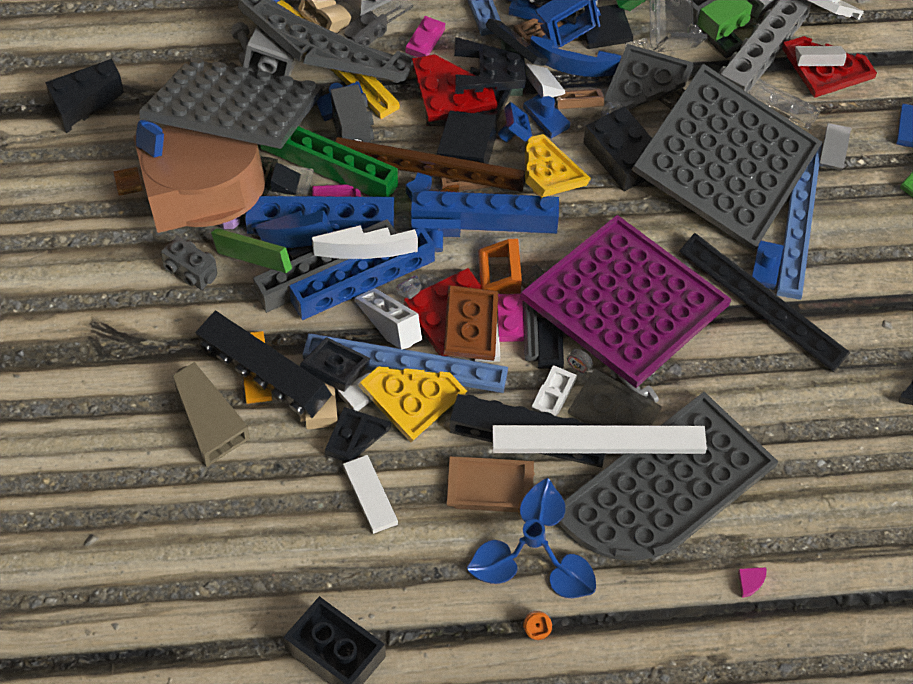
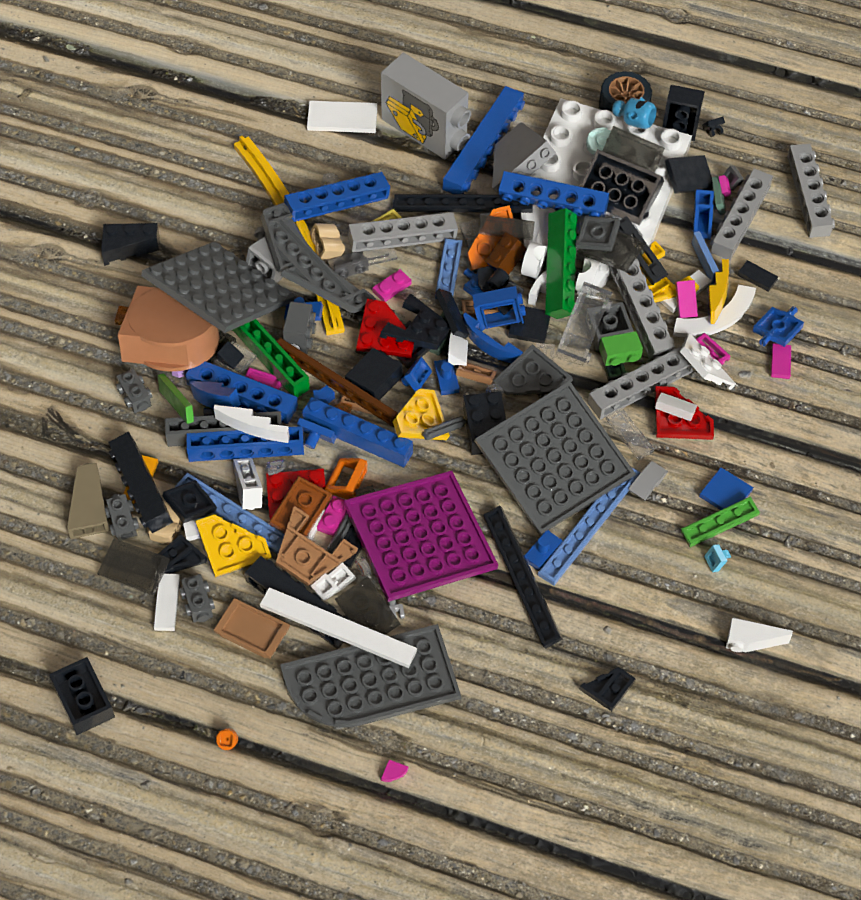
camera: 25 degrees right, 0 degrees up
(150, 138) = (143, 290): blue tile -> none
(264, 418) = (119, 510): none -> dark grey brick
(308, 468) = (133, 567): none -> clear smoke piece
(406, 474) = (199, 604): none -> dark grey brick
(505, 375) = (305, 558): none -> medium nougat wing
(540, 507) = (224, 684): blue plant -> none
(582, 170) = (444, 428): none -> dark grey axle

